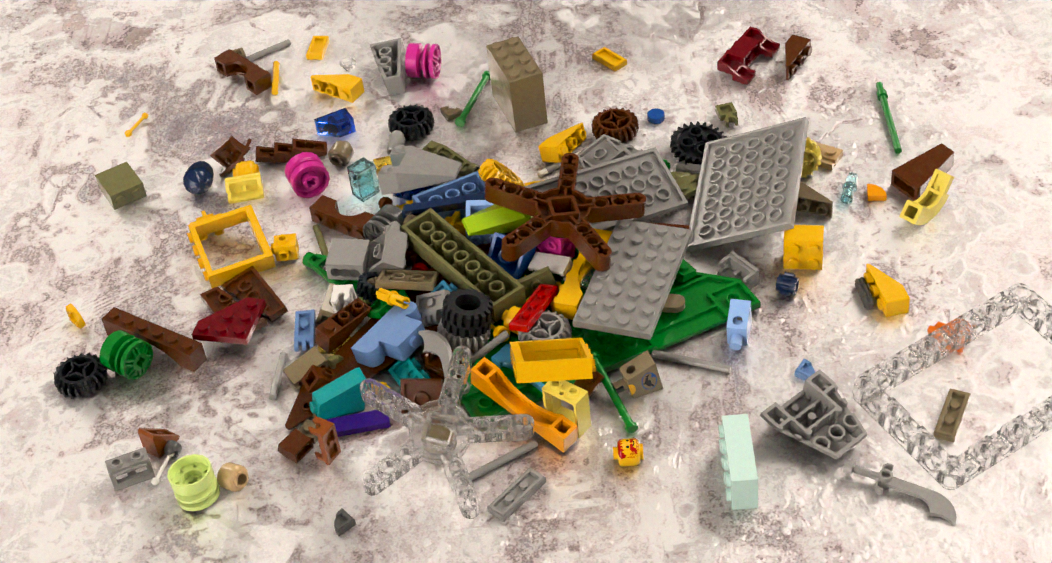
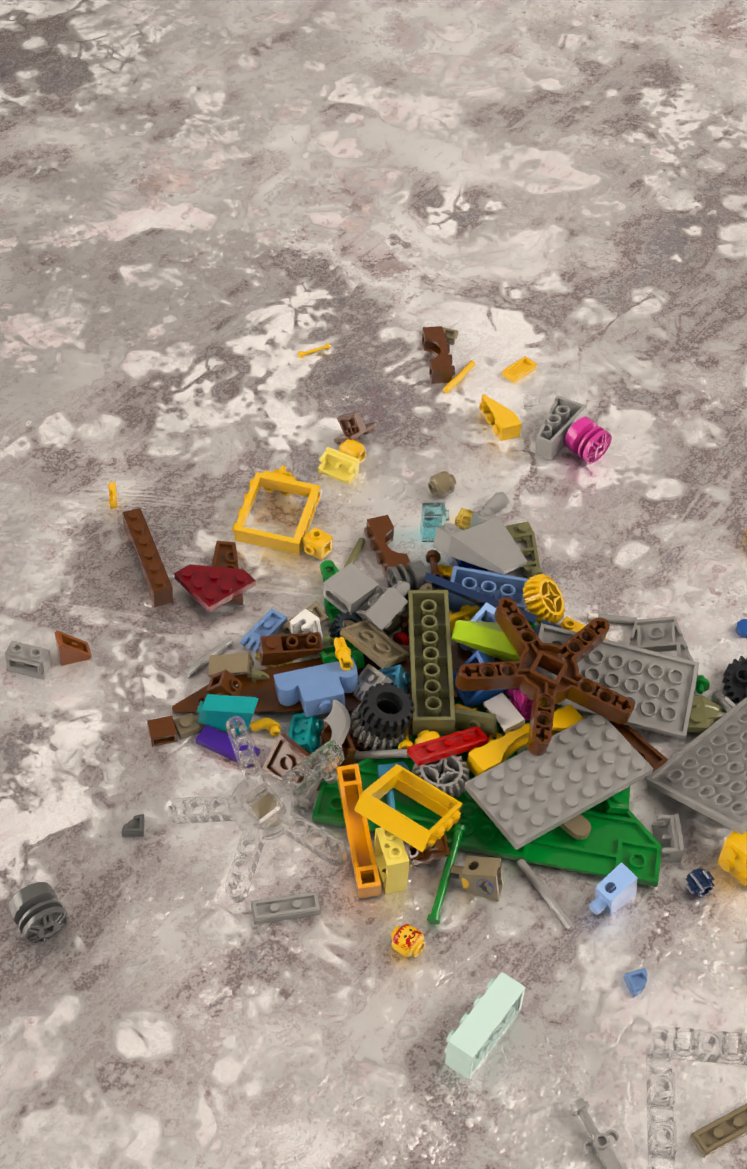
camera: 30 degrees right, 5 degrees up
(80, 376) = (69, 551): black gear -> none
(120, 185) = (249, 399): olive brick -> none
(126, 355) = (111, 557): green wheel -> none
(172, 450) = (72, 666): hinge -> none
(193, 482) = (56, 707): yellowish green wheel -> none
(198, 177) = (309, 432): dark blue piece -> none
(232, 477) = (91, 723): tan head -> none
(252, 285) = (260, 563): reddish brown wing -> none
(269, 50) = (479, 347): light grey bar -> none
(284, 152) = (411, 458): reddish brown slope -> none
(307, 175) = (392, 487): dark pink wheel -> none
(327, 439) = (181, 744): dark orange hinge -> none
(335, 124) = (464, 453): clear blue slope -> none
(412, 121) = (527, 493): black gear -> none
(450, 113) = (571, 505): dark tan tile -> none
(460, 121) = (633, 489): green bar -> none
(503, 459) = (299, 866): light grey bar -> none
(517, 84) = (639, 516): dark tan brick -> none
(561, 143) = (630, 601): yellow slope -> none
(615, 123) = (698, 614): reddish brown gear -> none
(818, 418) = (593, 1037): light grey wedge -> none

